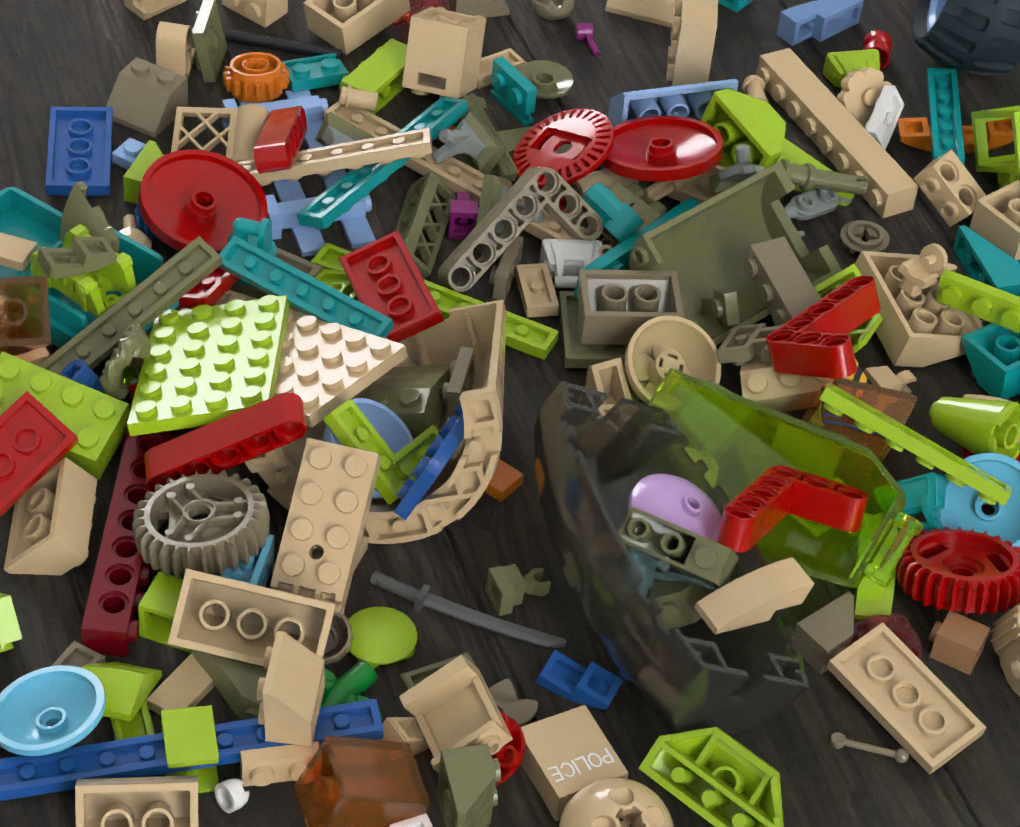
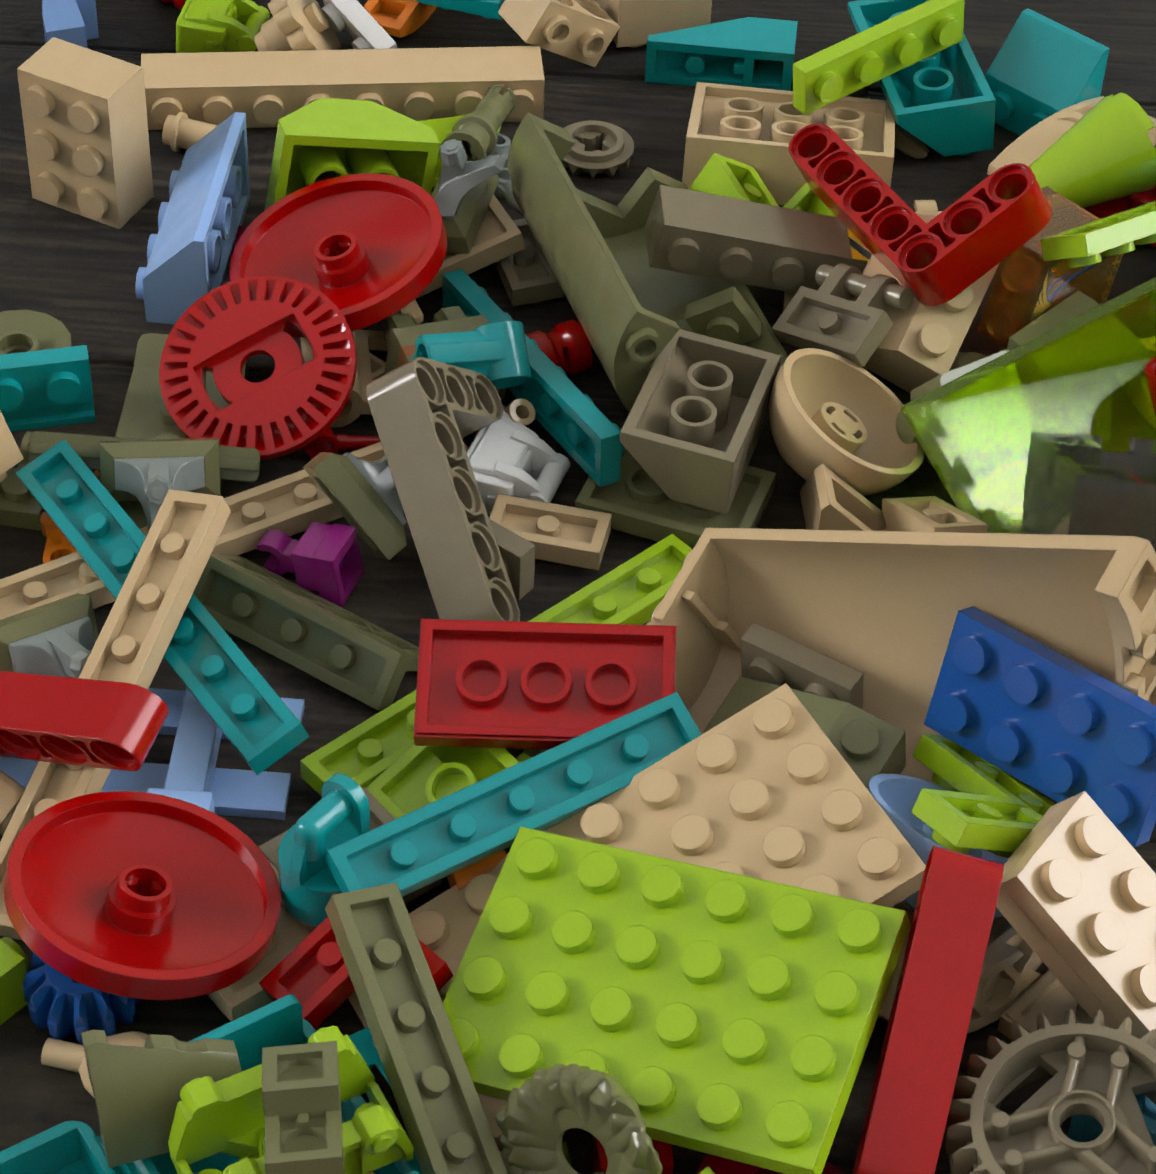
camera: 65 degrees left, 0 degrees up
(924, 269) = (774, 87): tan hips -> none

